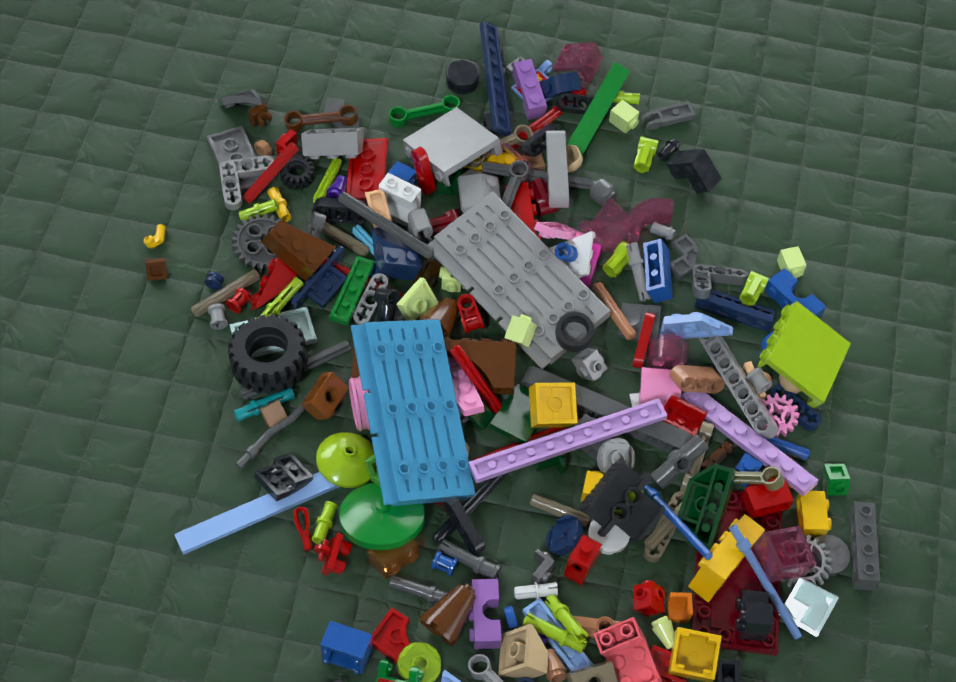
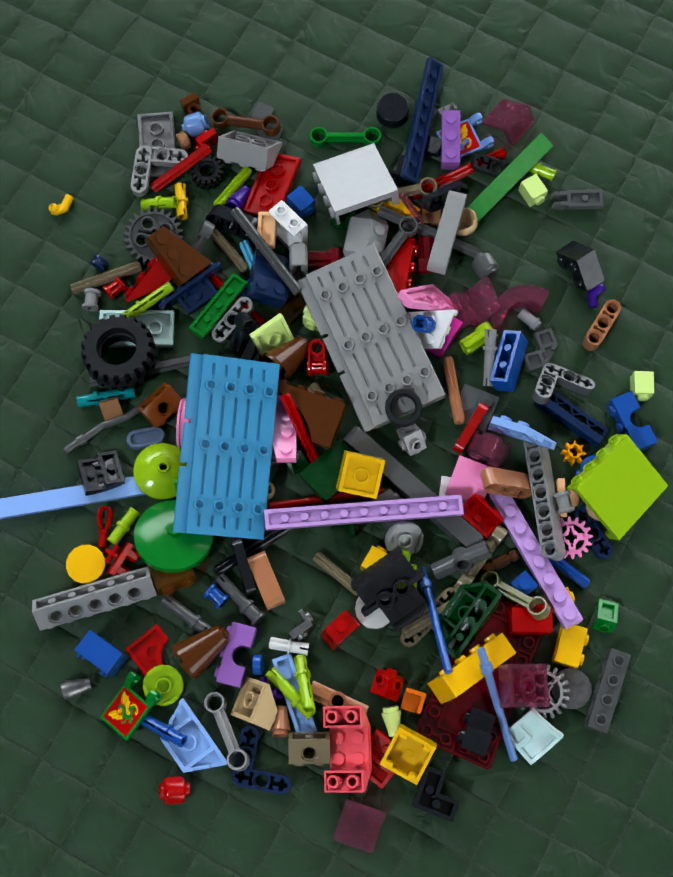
camera: 20 degrees right, 15 degrees up
(156, 269) = (51, 238): reddish brown tile -> none
(248, 96) = (182, 84): dark grey plate -> none
(270, 131) = (195, 124): none -> medium blue head
(297, 570) = (85, 564): none -> yellow tile
(308, 596) = (60, 607): none -> light grey brick
(317, 433) = (145, 437): none -> sand blue tile
(423, 170) = (320, 202): red beam -> none
(495, 539) = (266, 580): none -> nougat beam
(514, 99) = (433, 146): none -> black tile
(521, 330) = (354, 393): yellowish green brick -> none
(560, 84) = (480, 143): dark blue brick -> none
(564, 535) = (331, 602): dark blue tile -> none
(646, 151) = (542, 231): lime piece -> none
(670, 147) = (565, 235): black pin -> none
(715, 194) = (594, 293): none -> dark purple arm
(733, 219) = (605, 318): none -> nougat beam
(749, 339) = (569, 455): none -> light orange gear
(753, 288) = (597, 399): lime piece -> none

